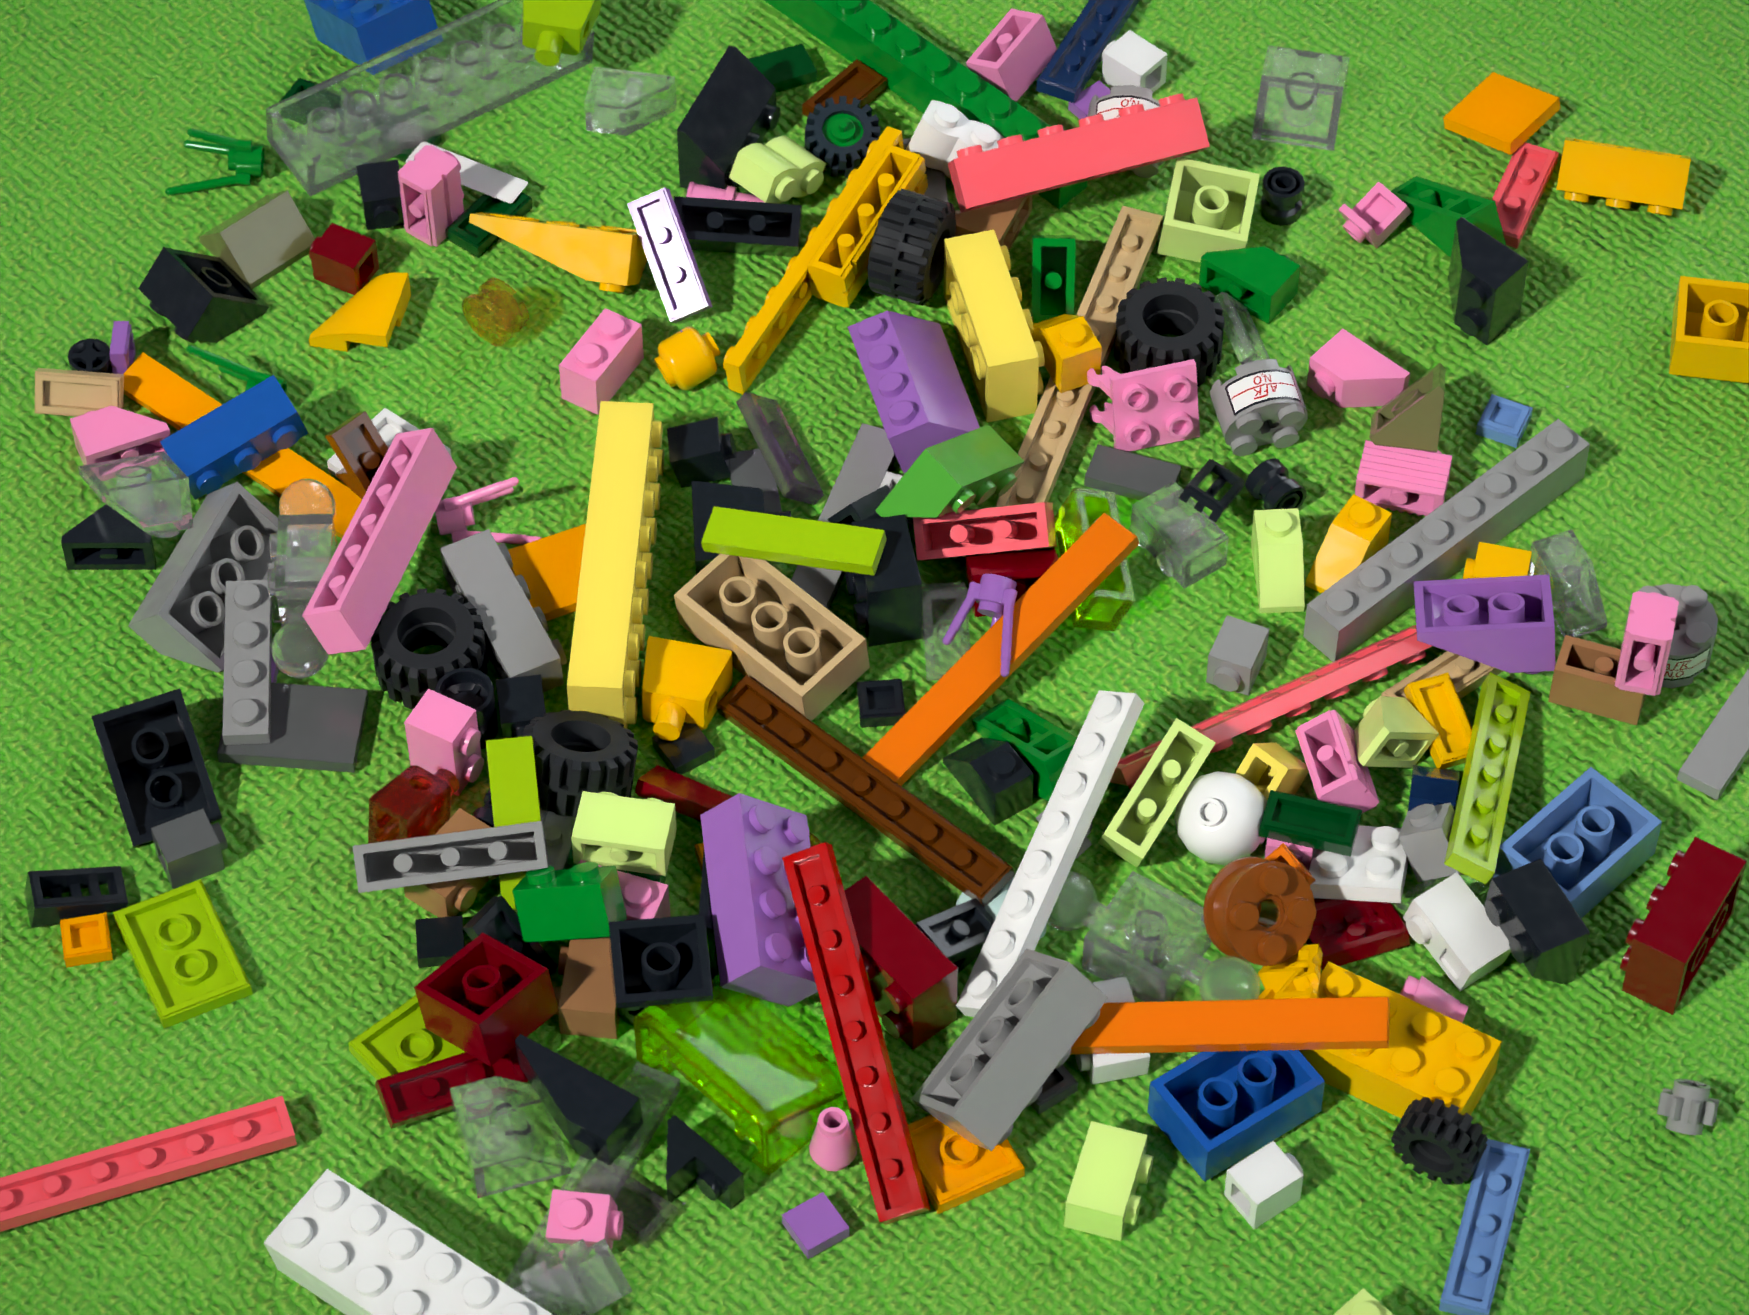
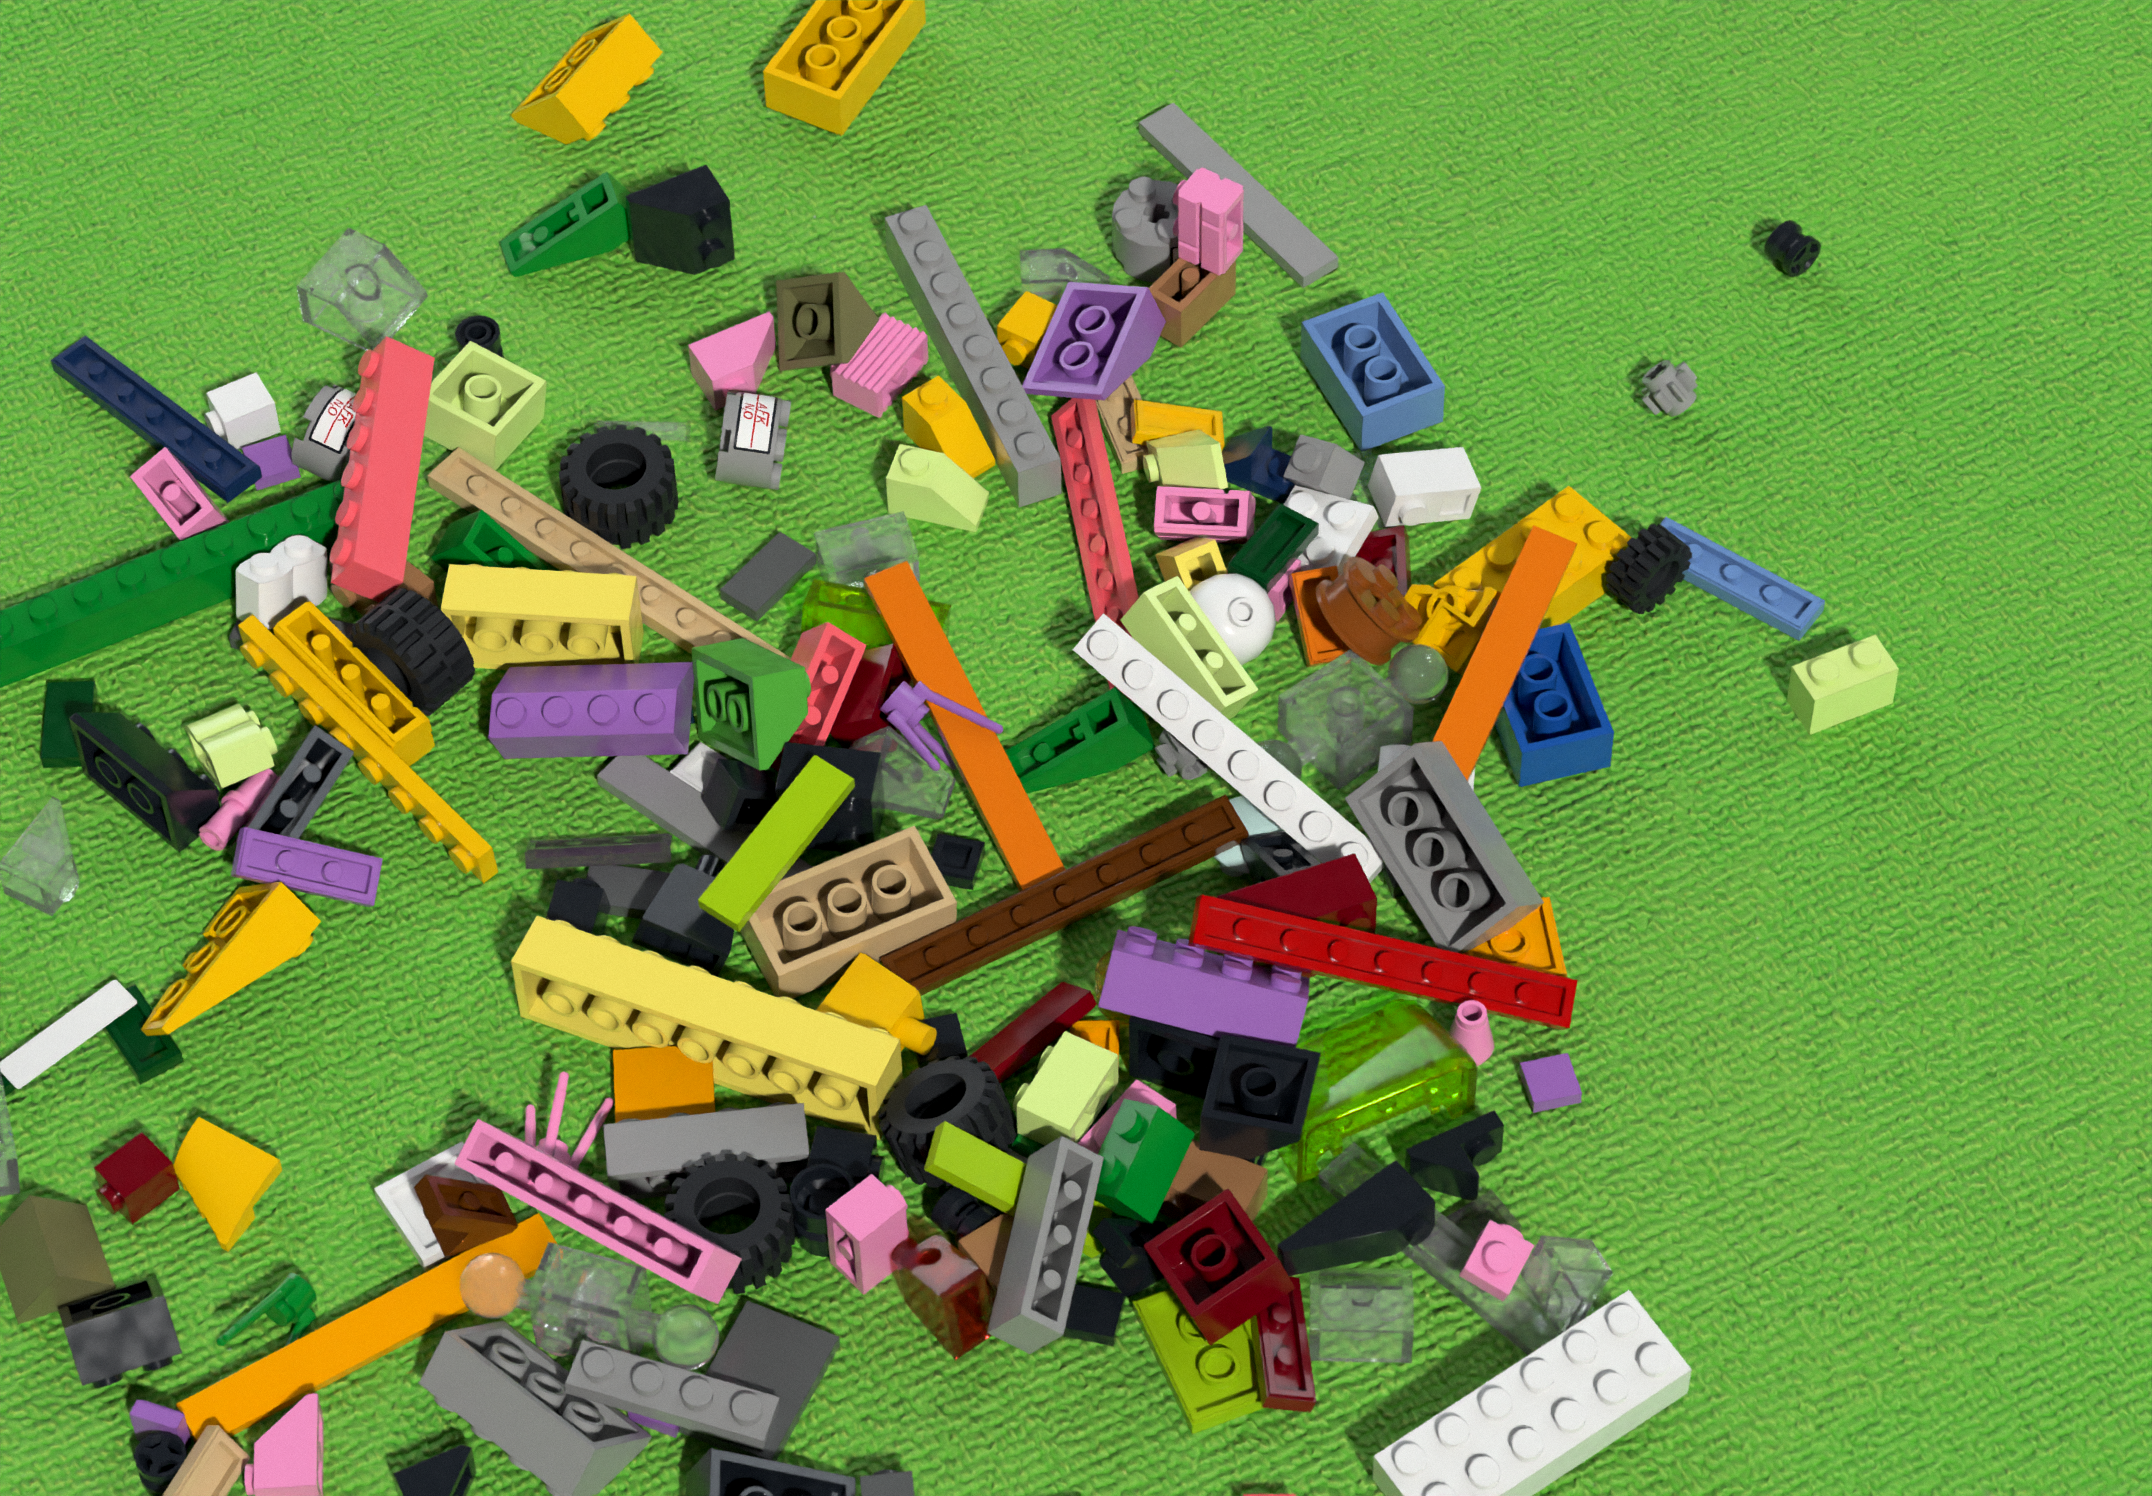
camera: 70 degrees left, 0 degrees up
(145, 491) = (402, 1427): clear slope -> none
(235, 437) = (361, 1333): blue brick -> none
(380, 194) = (61, 1120): black brick -> none
(430, 194) = (104, 1063): bright pink brick -> none
(495, 312) = (290, 1049): clear yellow wheel -> none
(601, 361) = (408, 974): bright pink brick -> none
(687, 358) = (441, 898): yellow head -> none
(841, 134) = (205, 678): black wheel -> none
(854, 82) = (137, 670): reddish brown tile -> none
(993, 777) = (1089, 790): black slope -> none
(1068, 350) = (607, 552): yellow slope -> none
(1107, 1181) = (1591, 835): yellowish green brick -> none
(1149, 405) = (710, 523): bright pink plate -> none
(1207, 499) = (833, 509): black tile -> none
(1237, 655) = (1034, 556): light grey brick -> none
(1253, 277) = (575, 401): green slope -> none
(1264, 1184) = (1638, 717): white brick -> none
(1273, 486) = (850, 464): black wheel -> none
(1374, 216) = (542, 284): bright pink bracket -> none
(1433, 997) = (1482, 532): bright pink cone -> none
(1487, 778) = (1271, 405): lime plate -> none
(1501, 113) = (462, 147): light orange tile -> none
(1504, 421) = (840, 261): medium blue tile -> none
(1522, 189) = (549, 162): coral tile -> none
(1538, 922) = (1455, 412): black slope -> none
(1681, 924) = (1489, 321): dark red brick -> none

